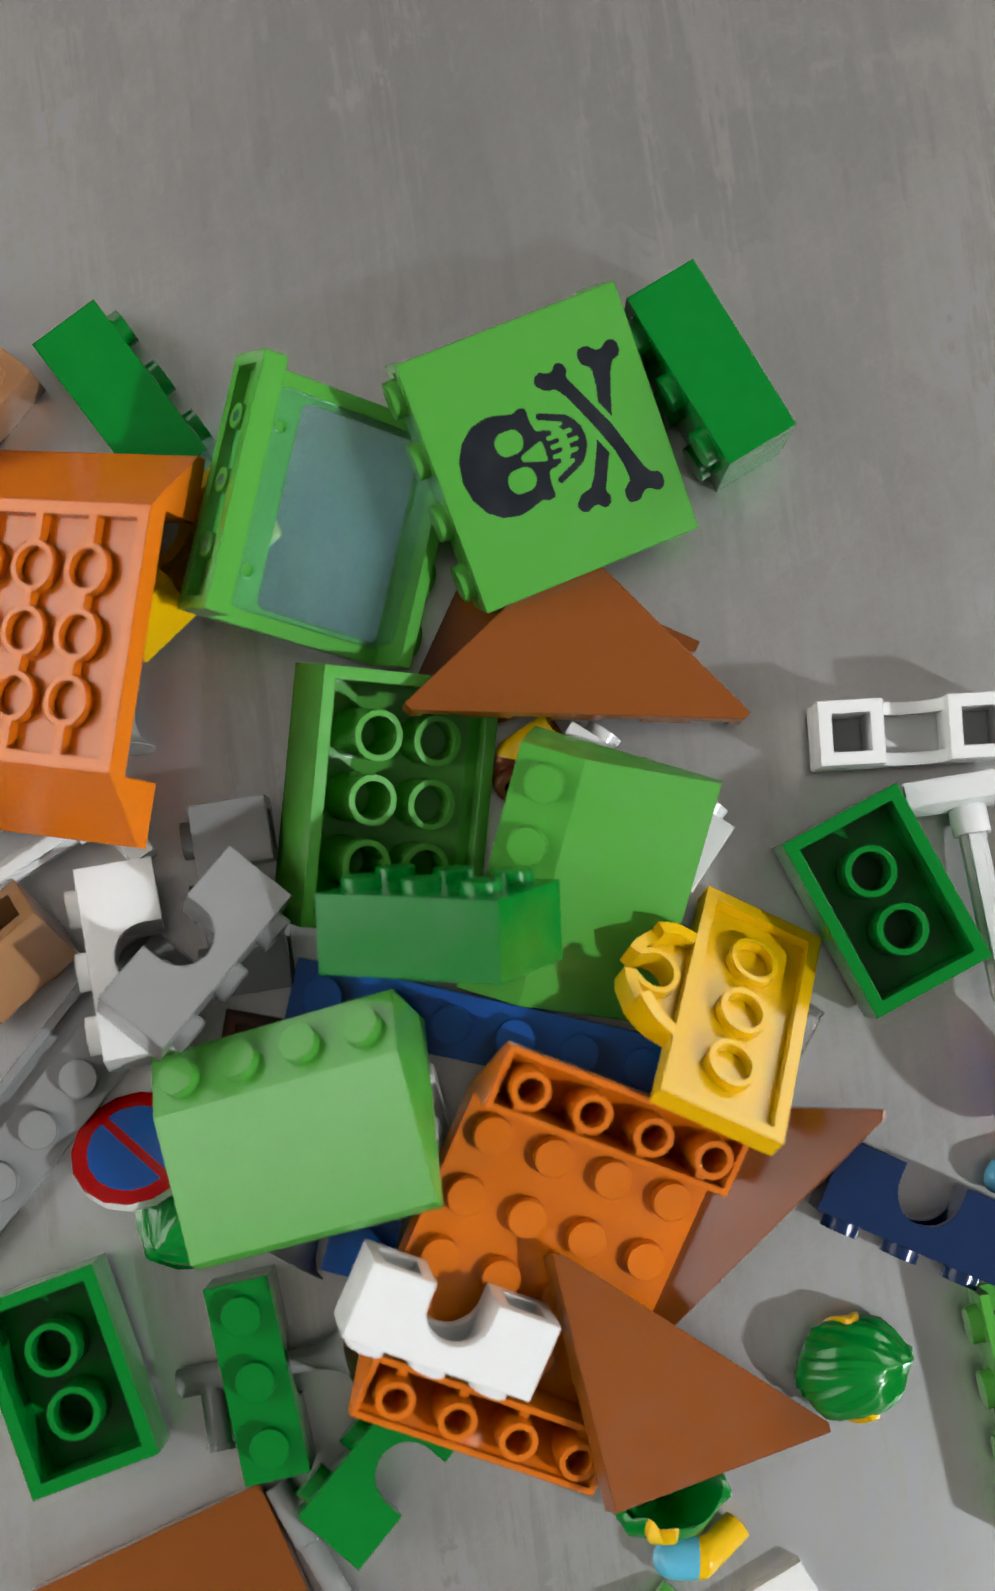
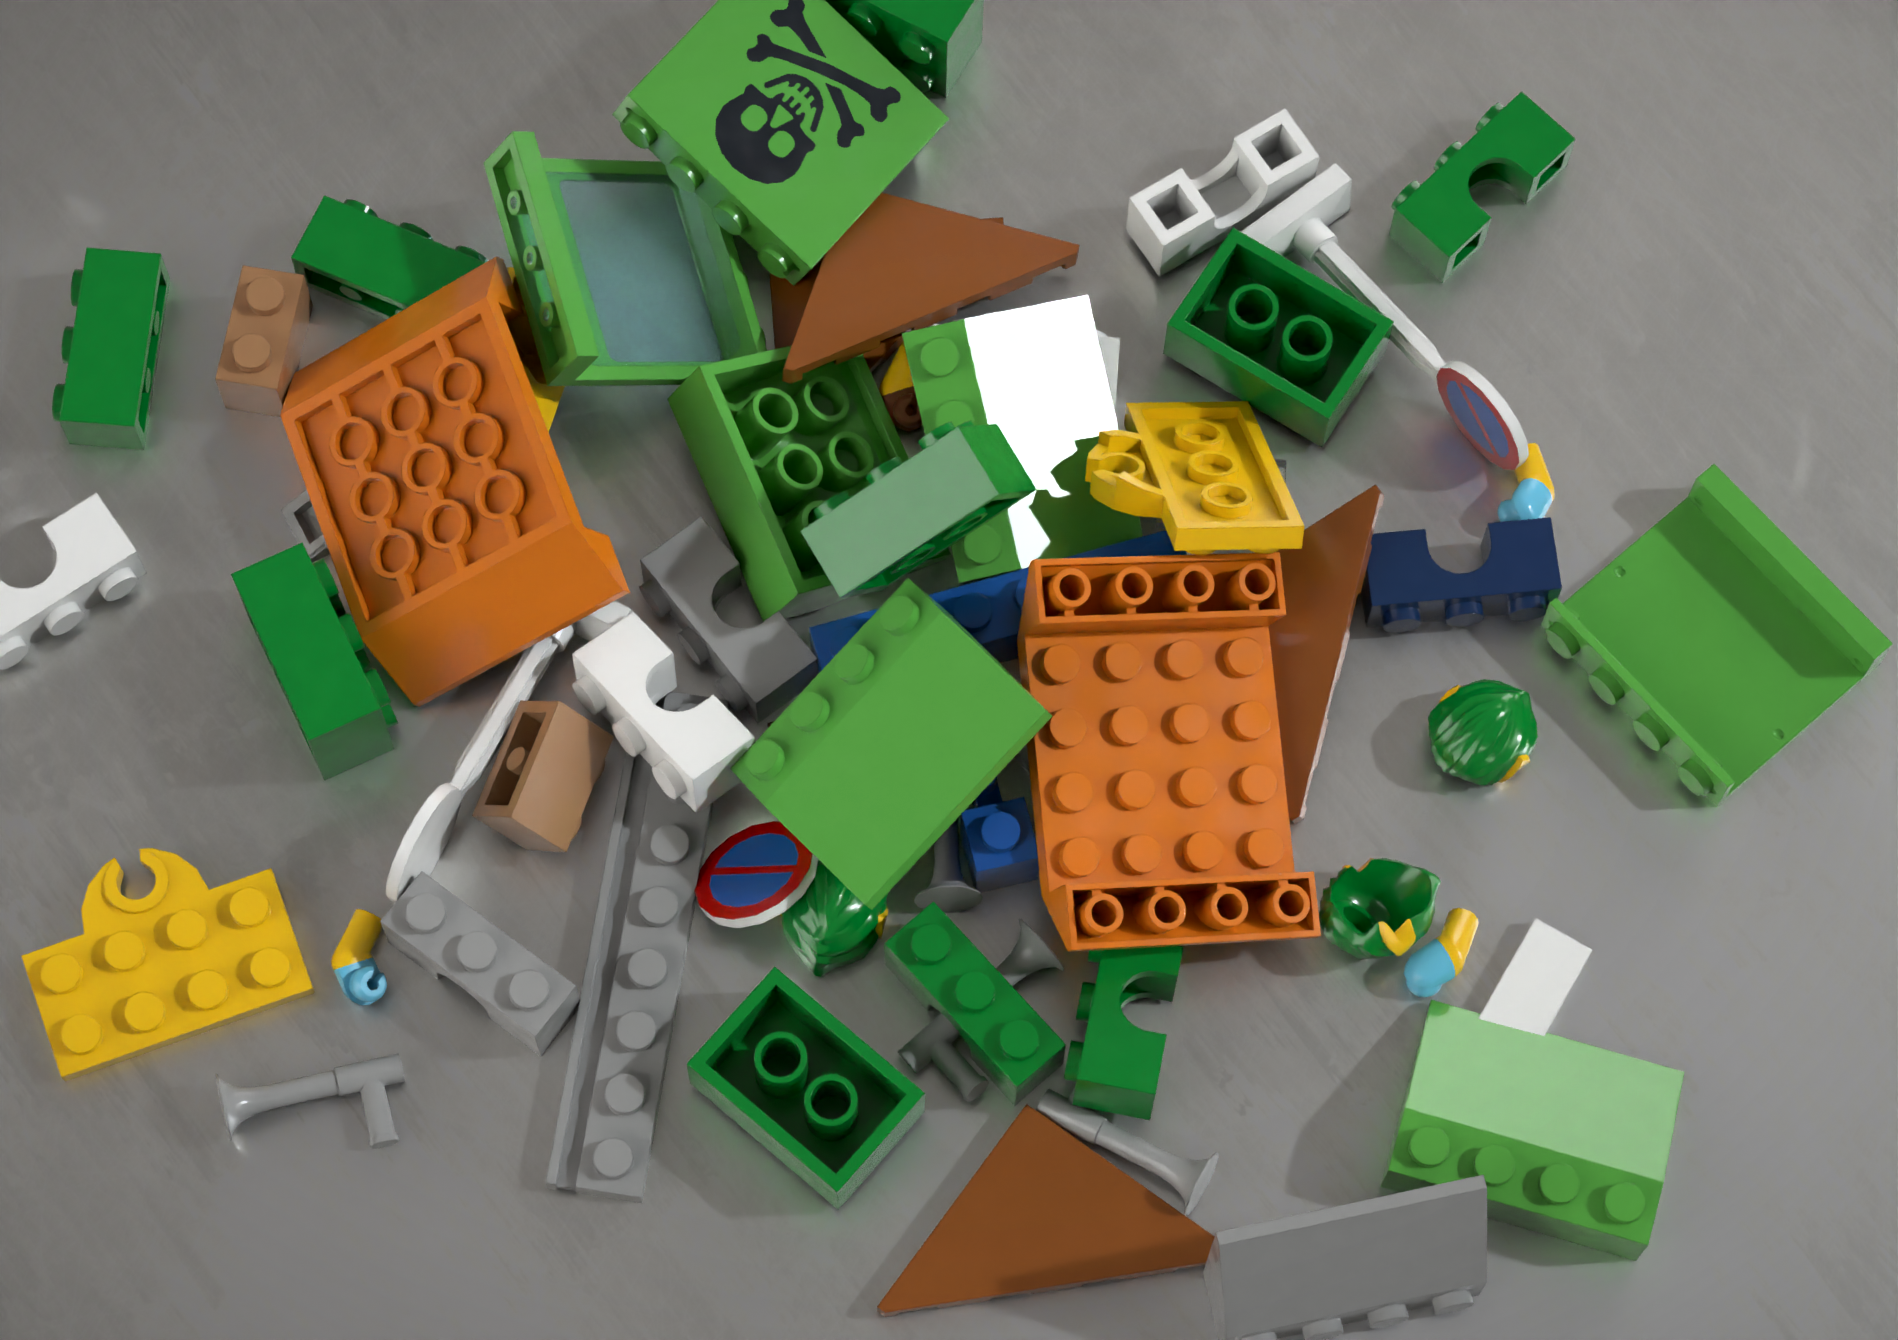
camera: 30 degrees left, 15 degrees down
(163, 1001) = (714, 696): light grey arch -> none
(494, 1347) = (1055, 838): white arch -> none
(659, 1400) = (1325, 822): dark orange tile -> none

